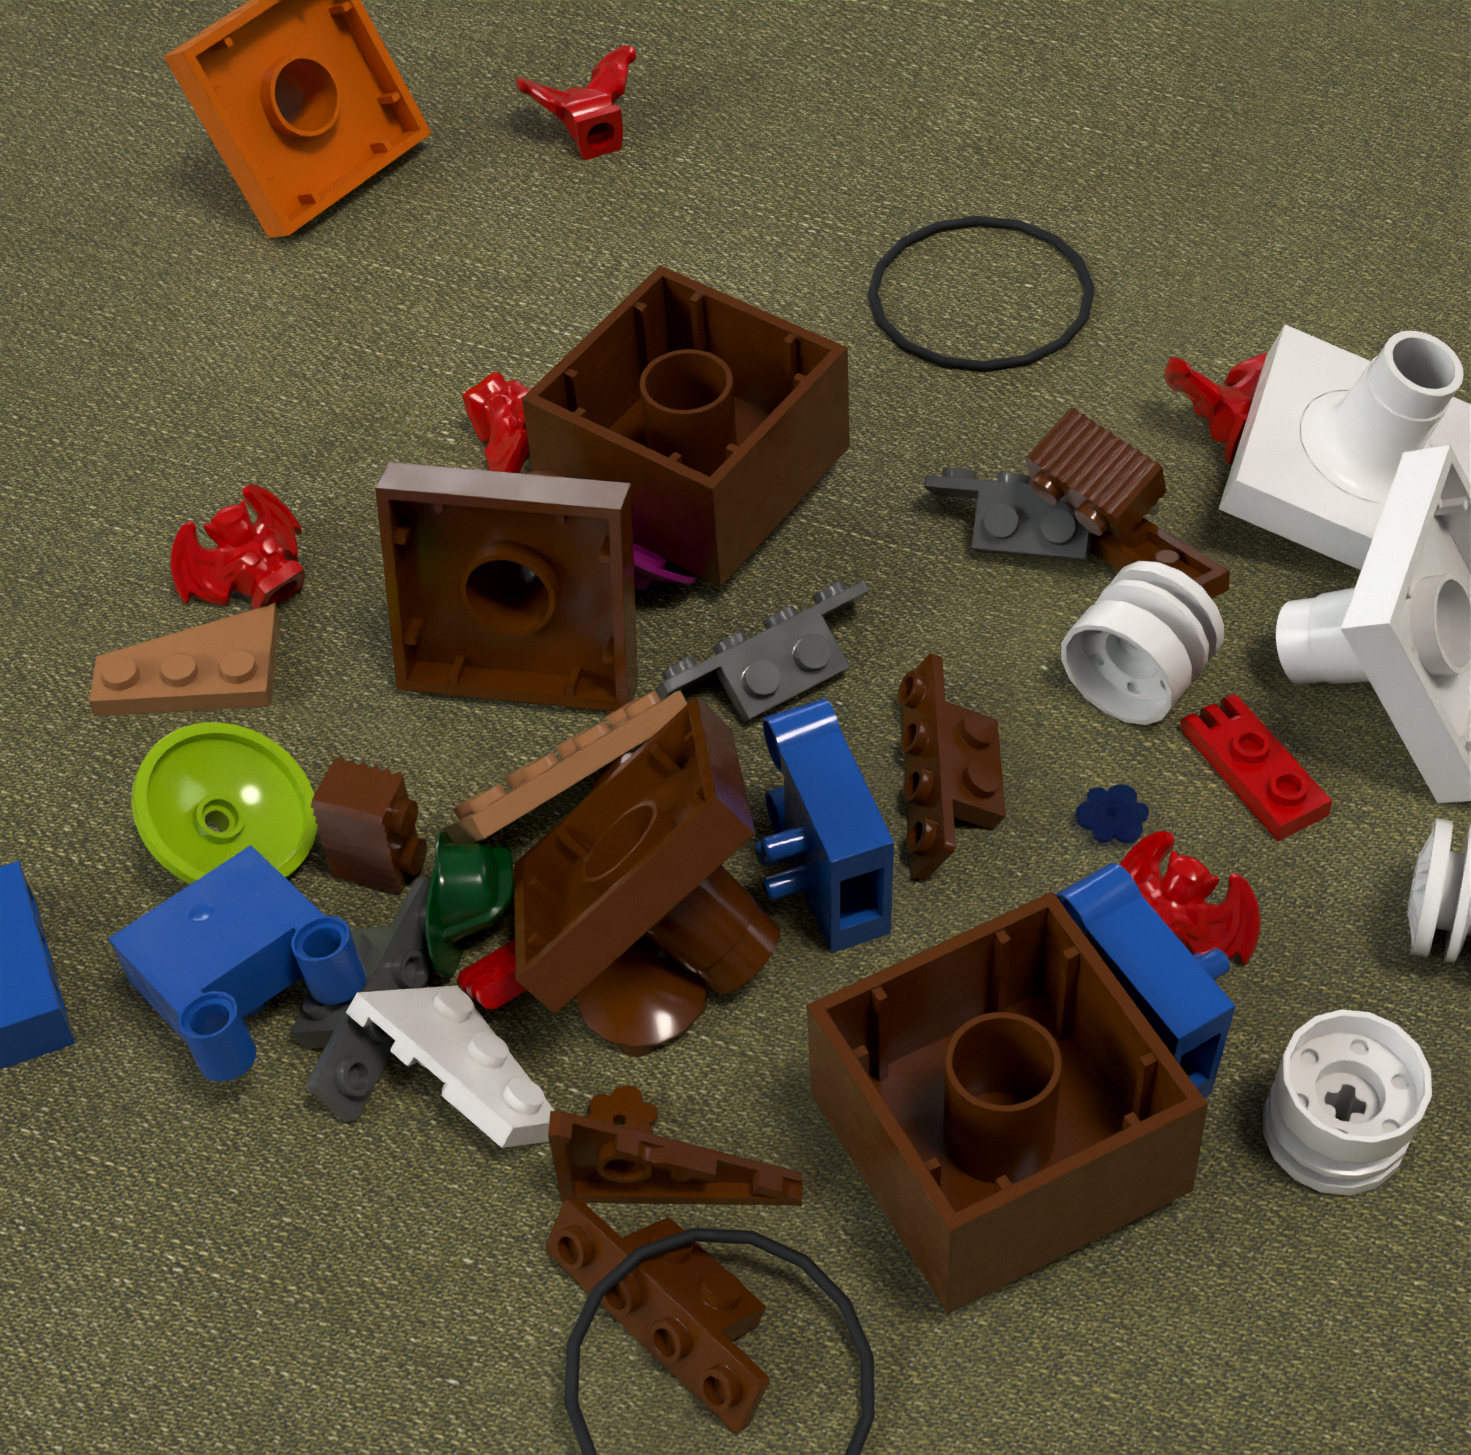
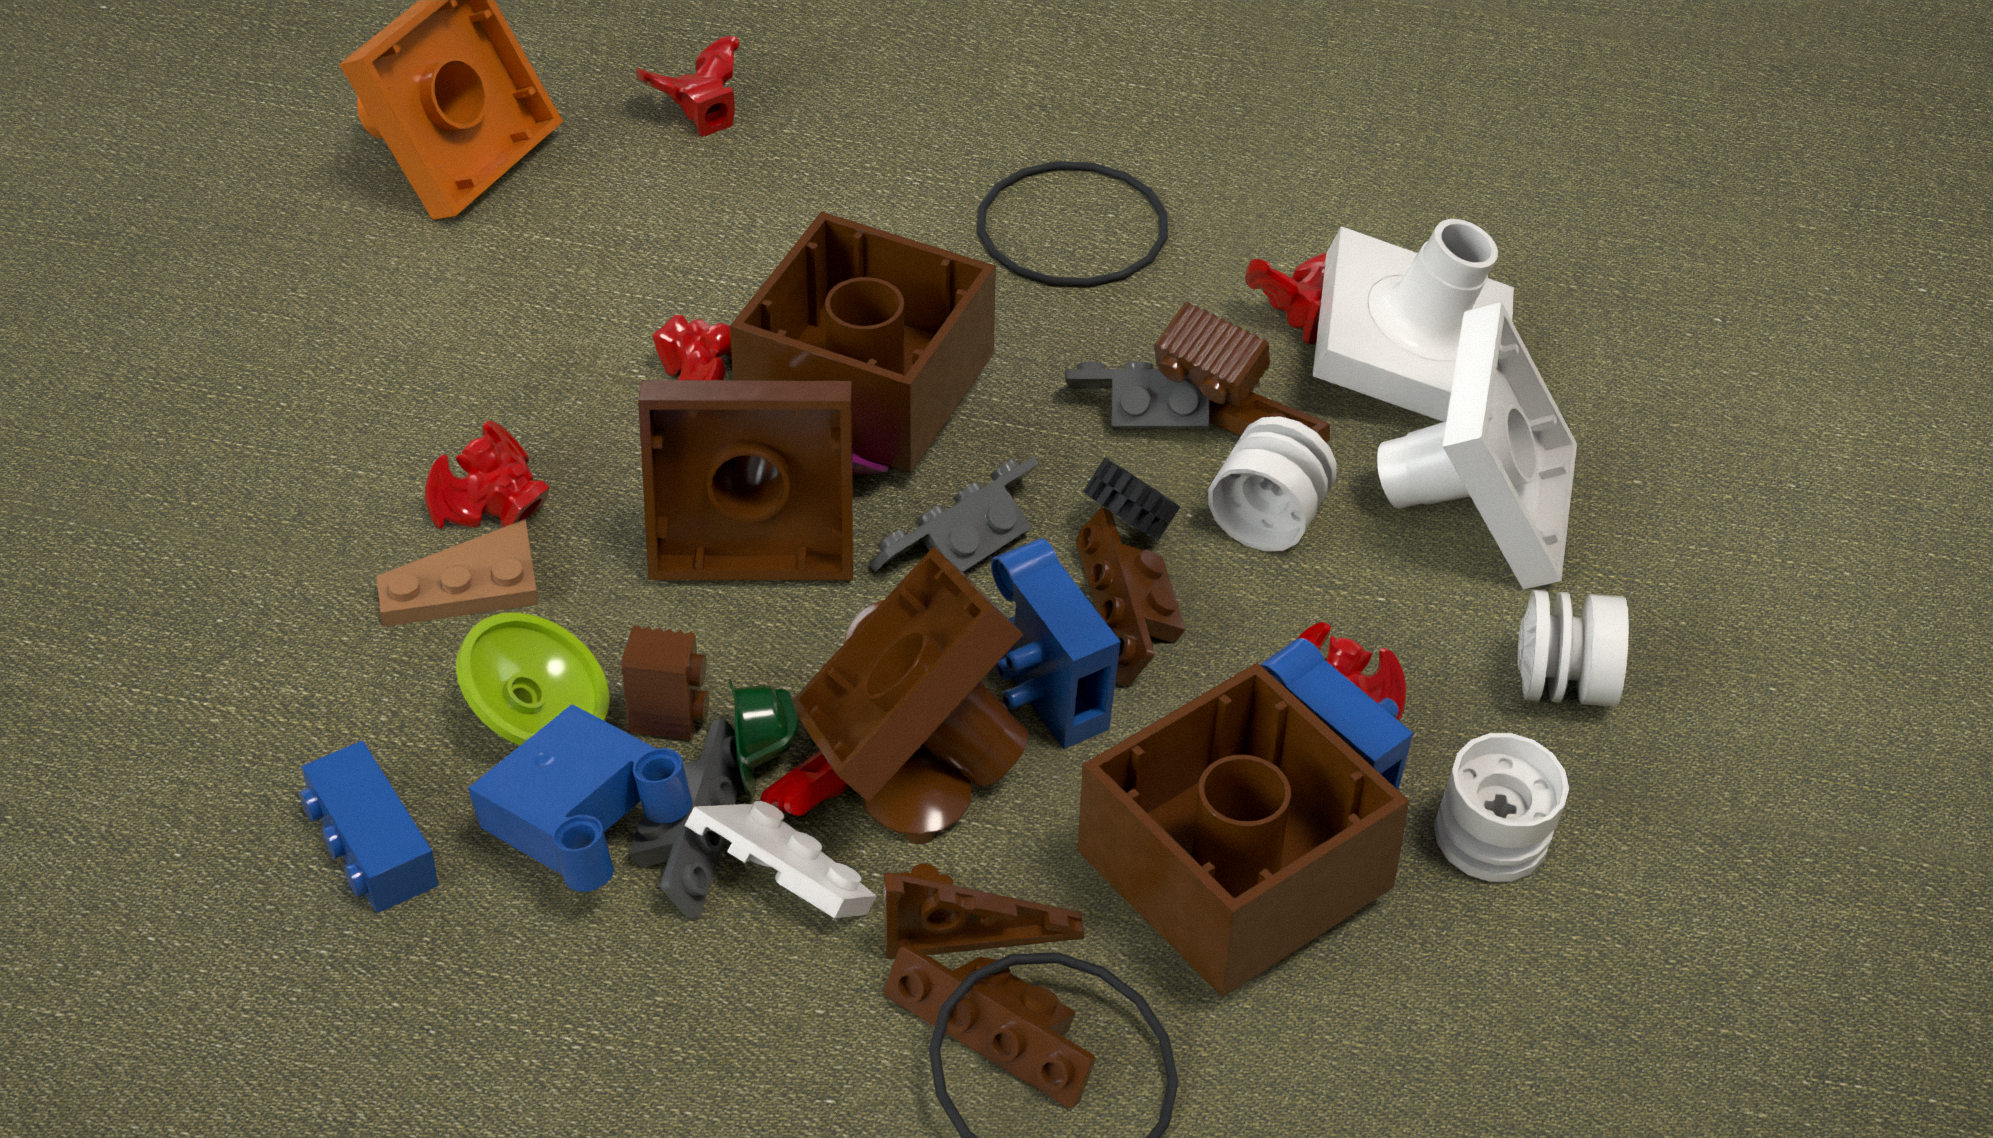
camera: 15 degrees left, 5 degrees down
(549, 776) = (817, 621): medium nougat plate -> none
(968, 646) = (1131, 499): none -> black tyre
(1113, 814) = (1271, 620): clear blue plant -> none
(1257, 767) = (1377, 574): red hinge -> none

